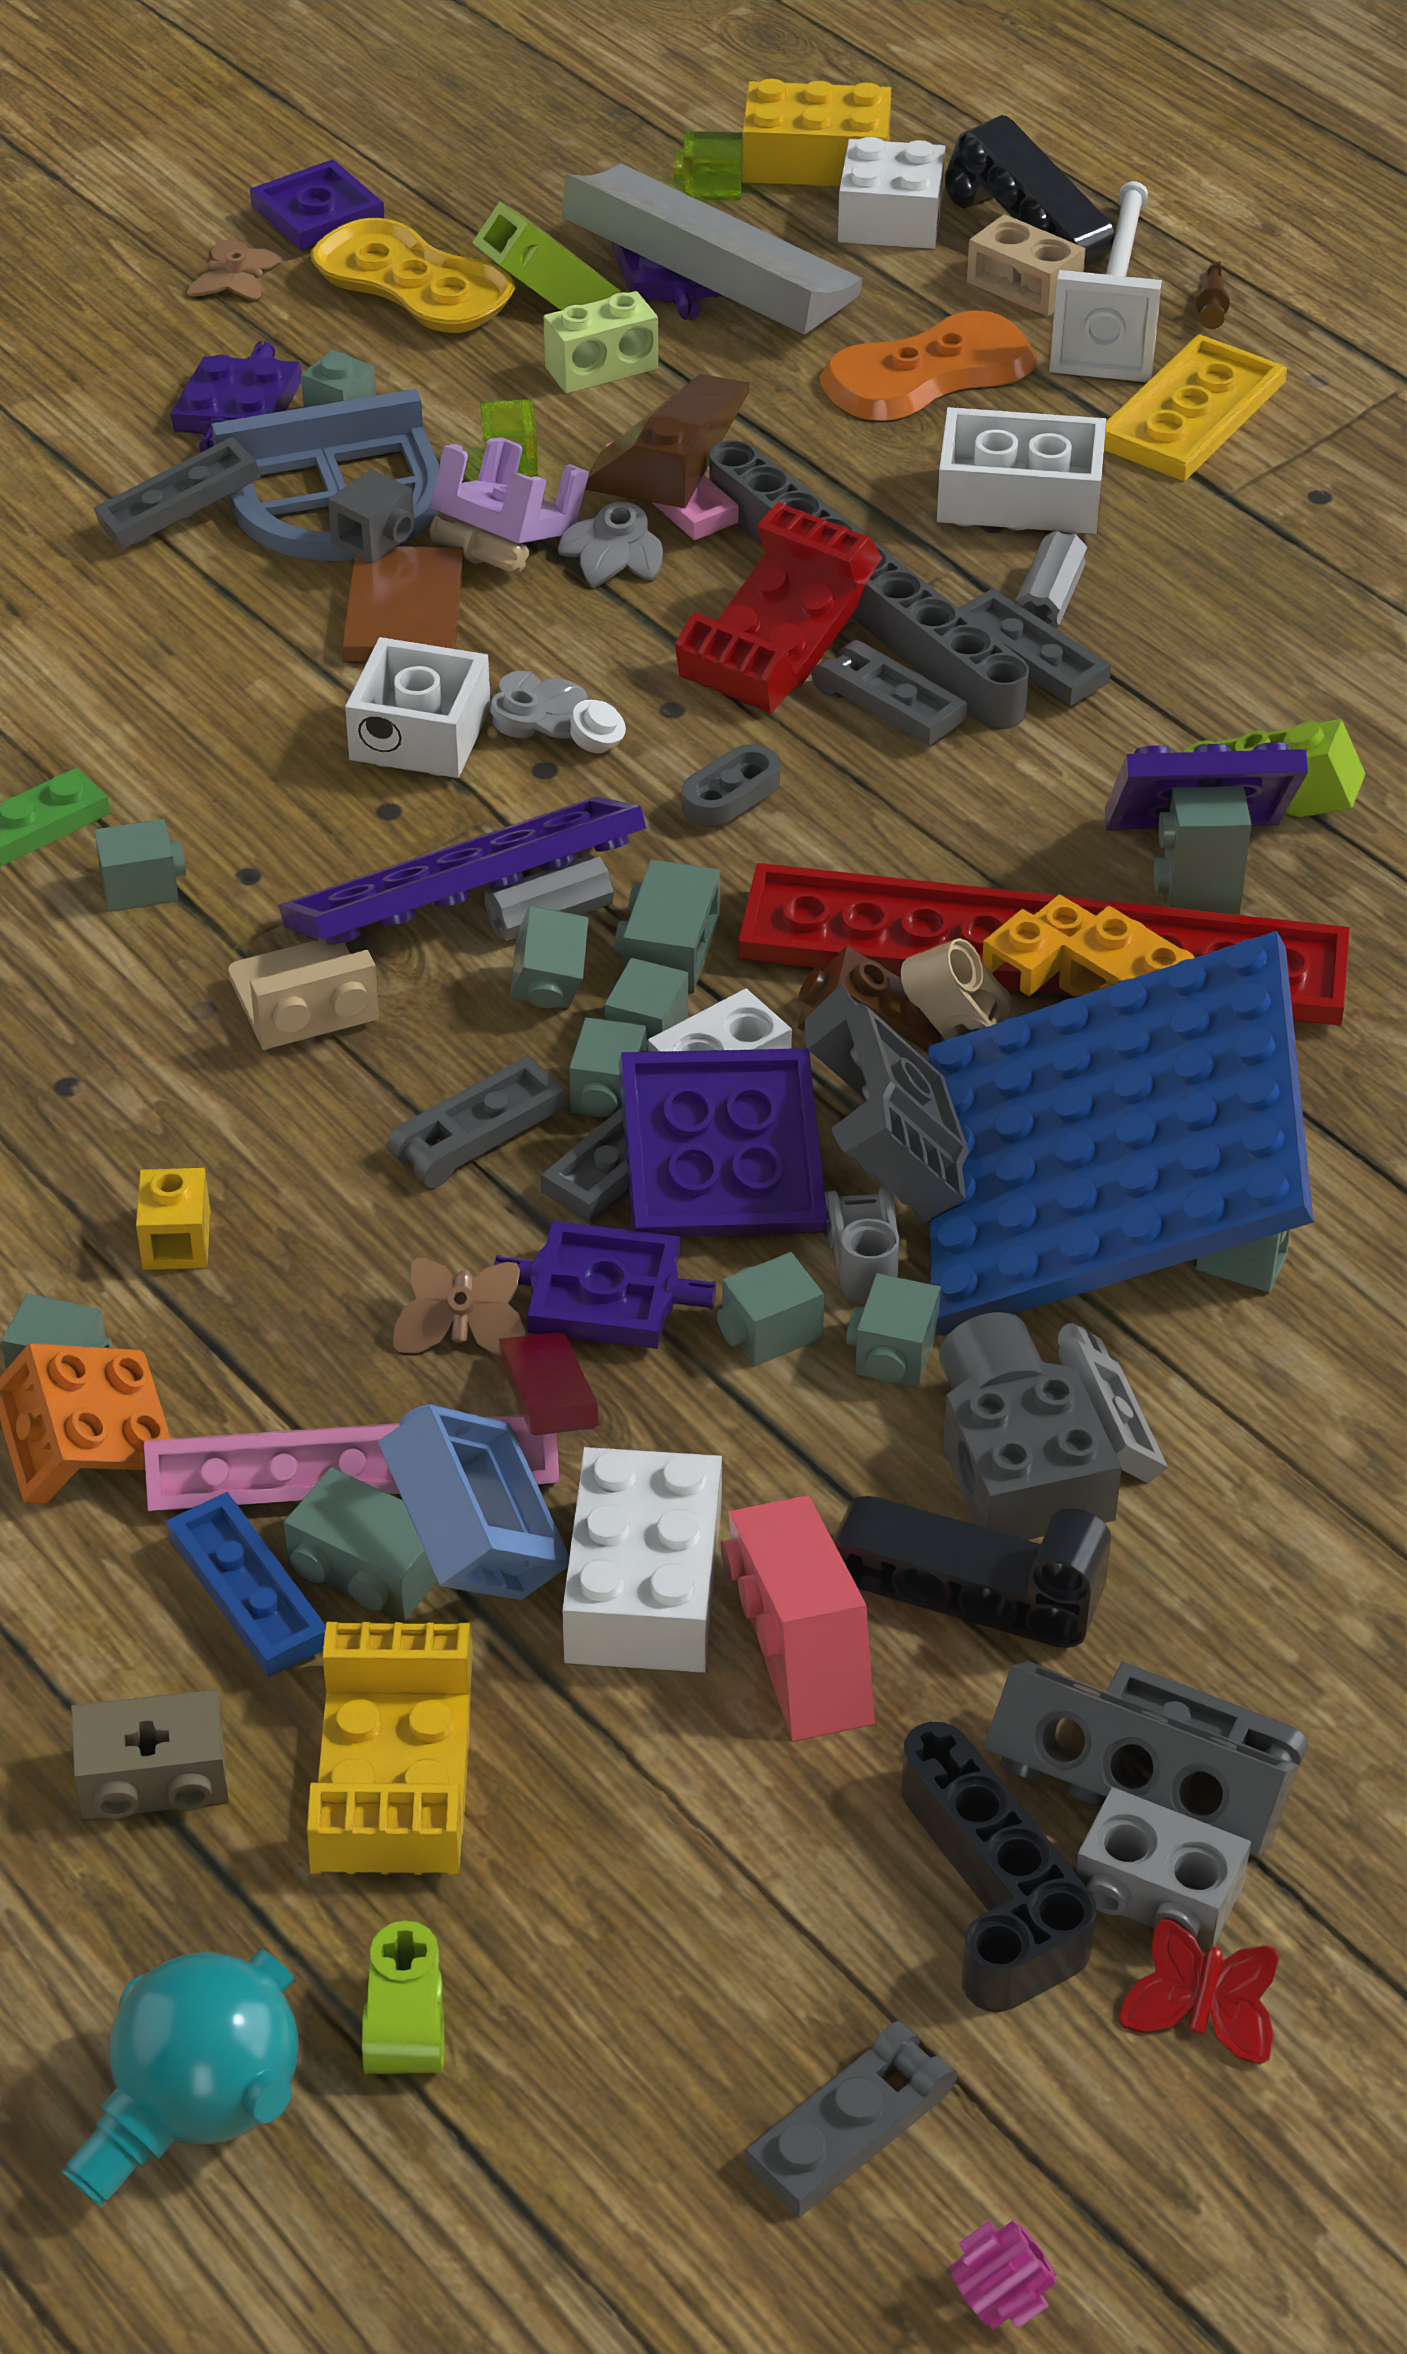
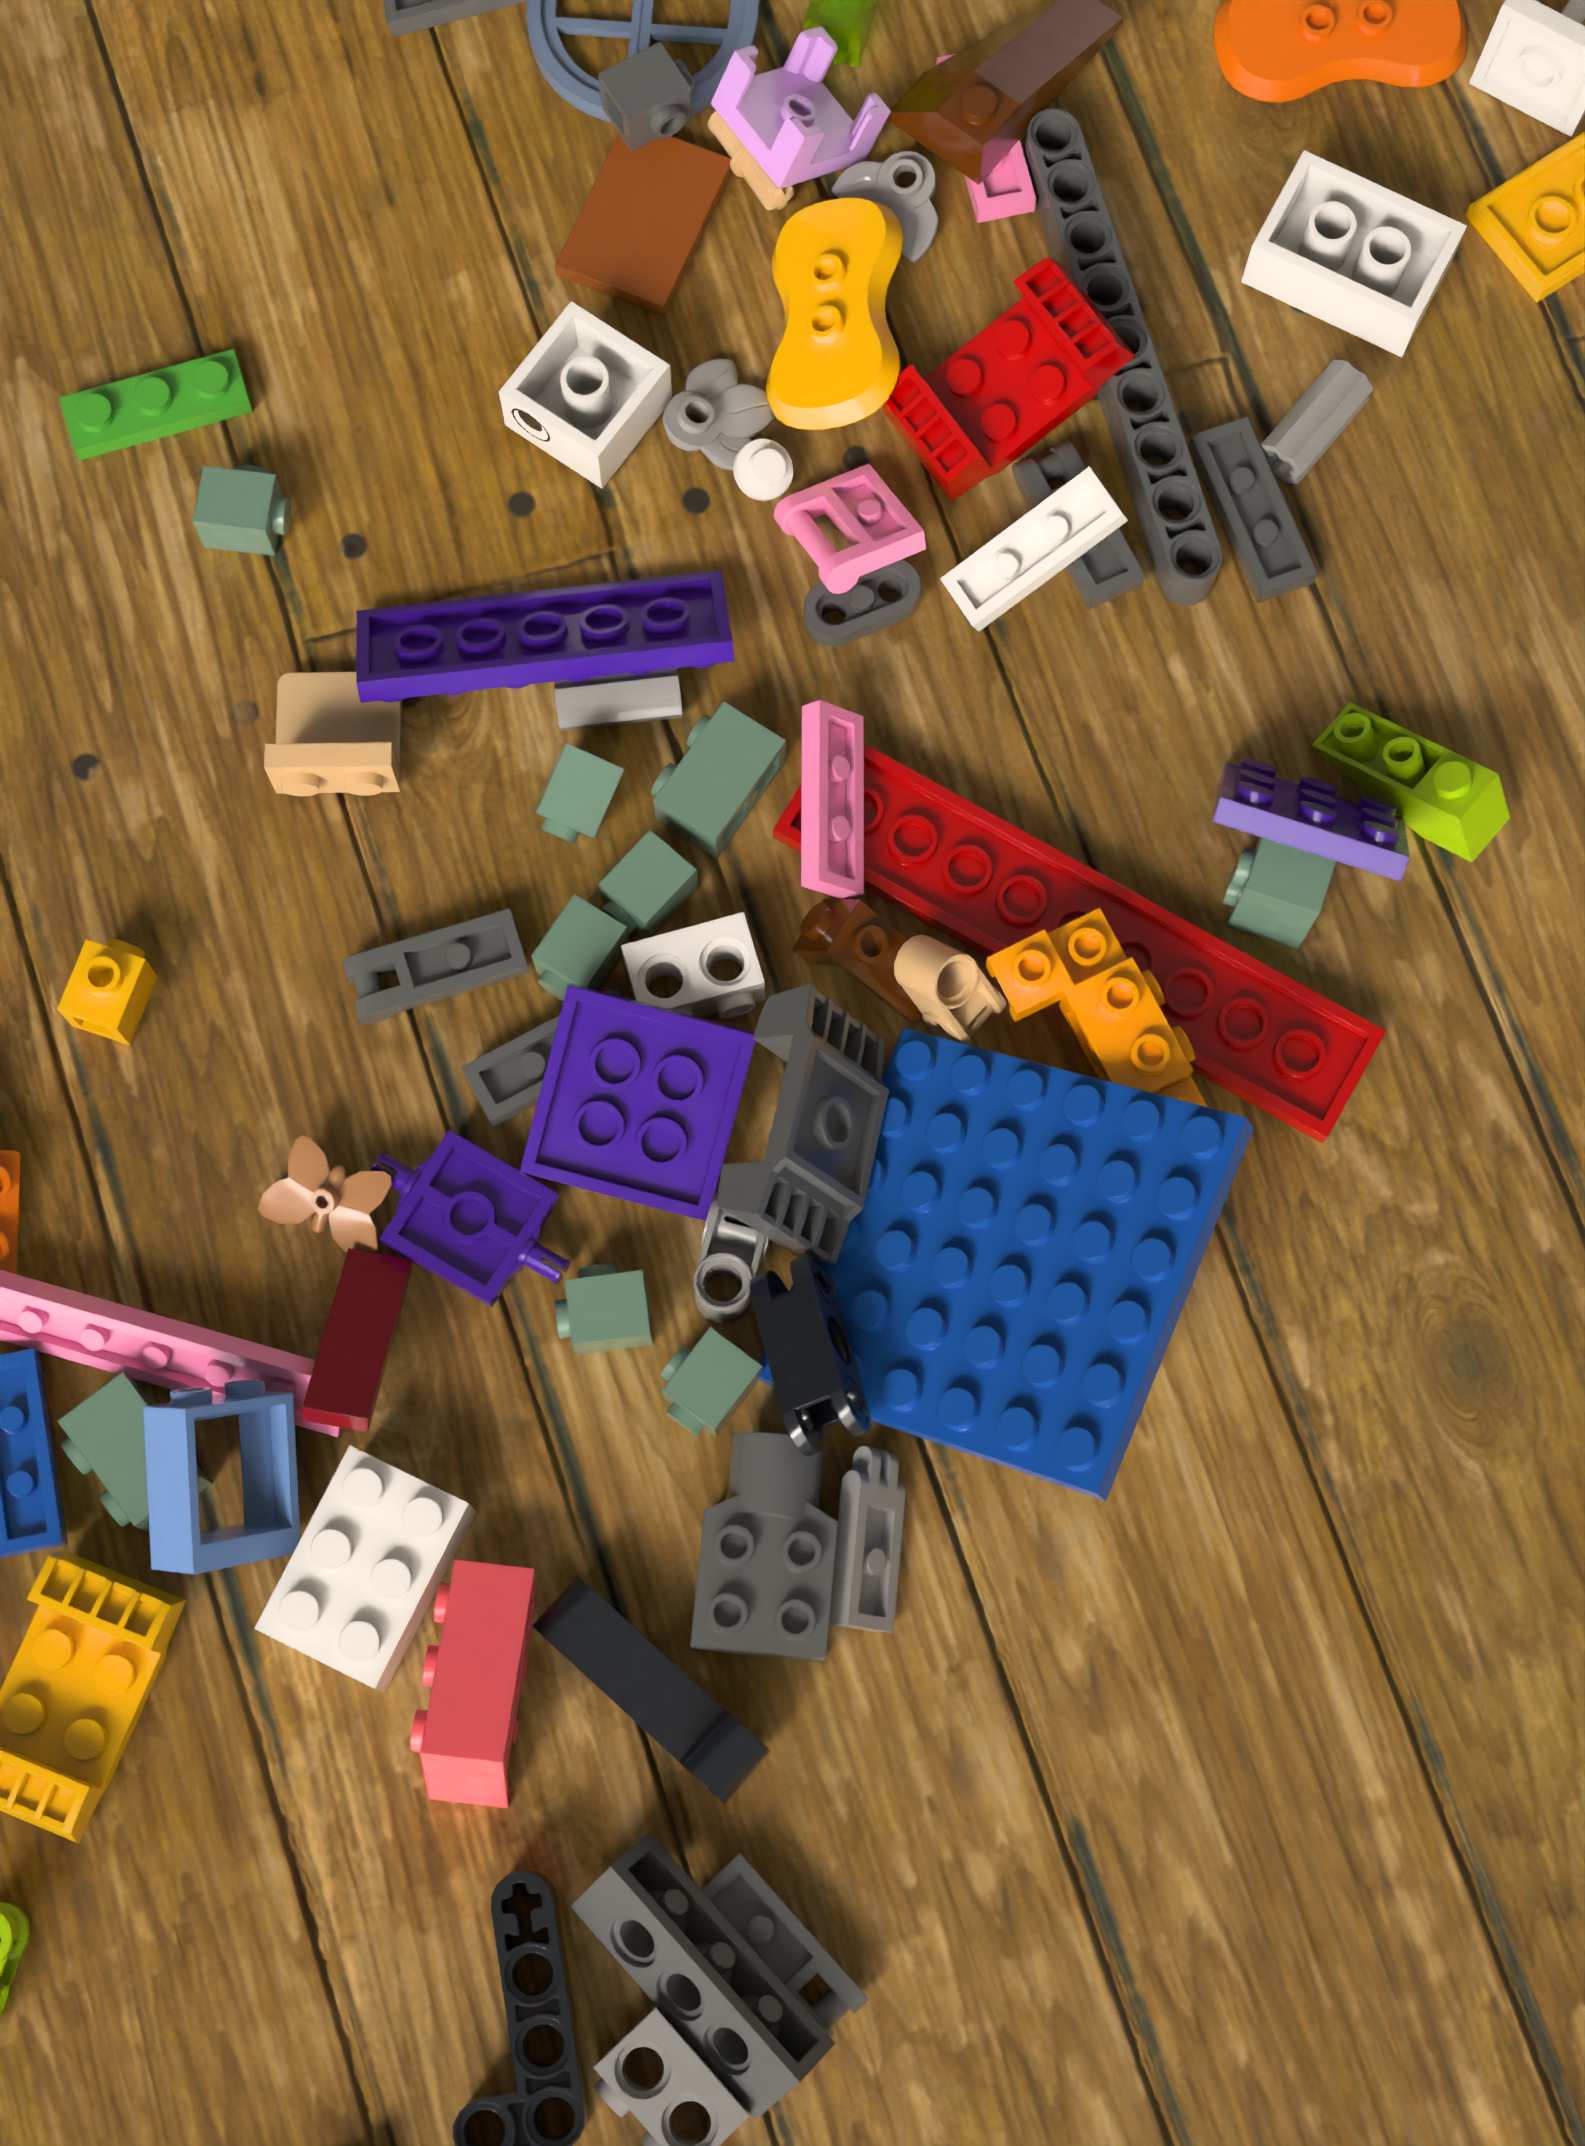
camera: 20 degrees right, 30 degrees up
(605, 611) = (836, 340): none -> yellow plate
(696, 733) = (865, 515): none -> bright pink plate
(783, 894) = (832, 800): none -> bright pink plate
(864, 704) = (1034, 549): none -> white plate
(983, 1245) = (809, 1353): none -> black piece

